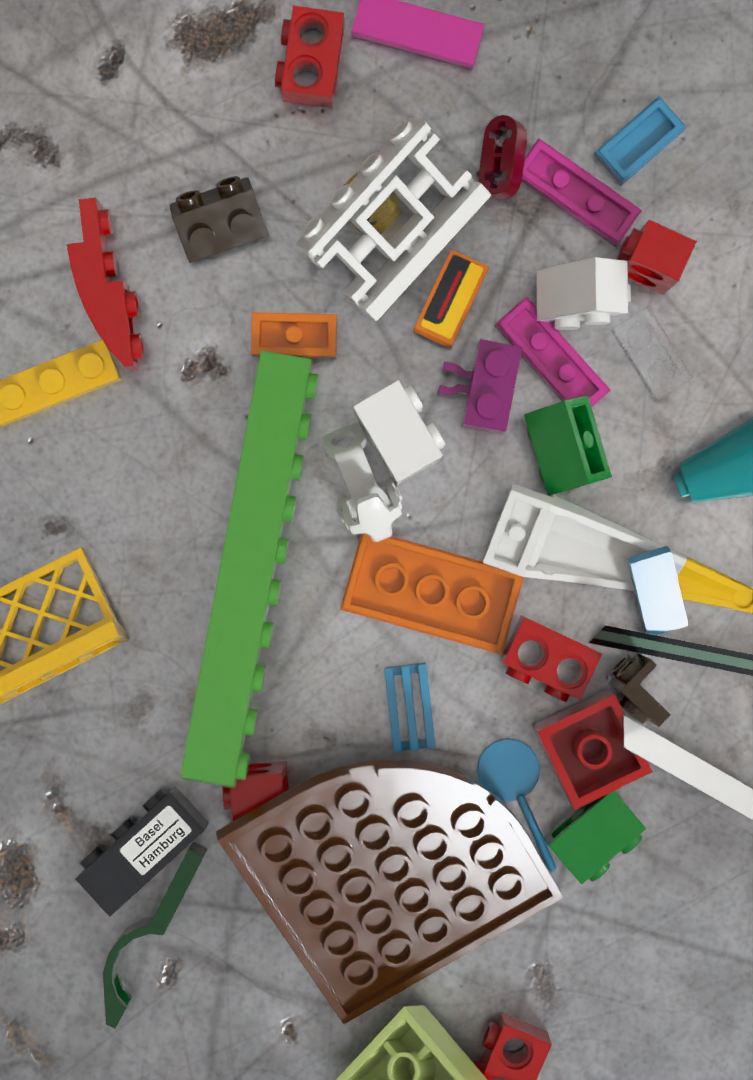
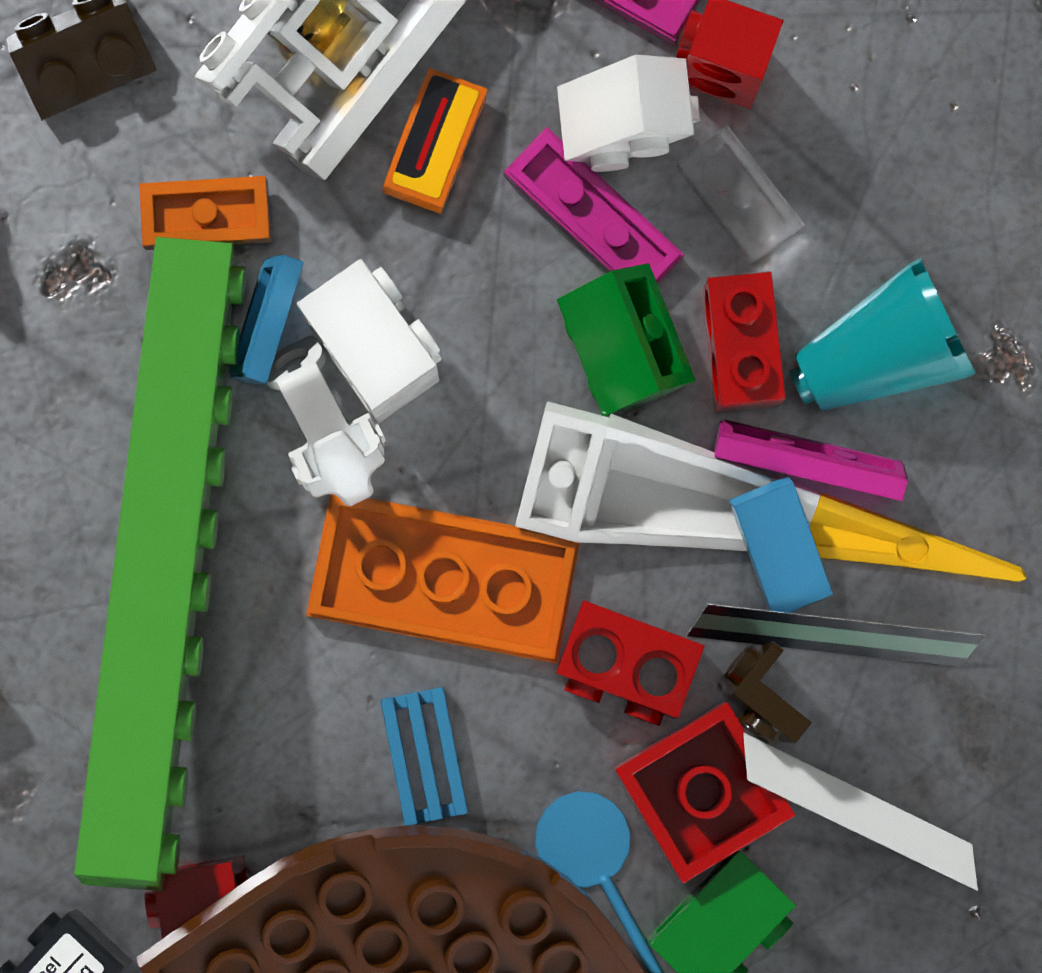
camera: 15 degrees left, 5 degrees down
(329, 410) = (266, 319): none -> dark azure tile
(489, 388) = (502, 263): magenta brick -> none
(645, 453) = (743, 342): none -> red brick
(682, 535) = (811, 459): none -> dark pink tile

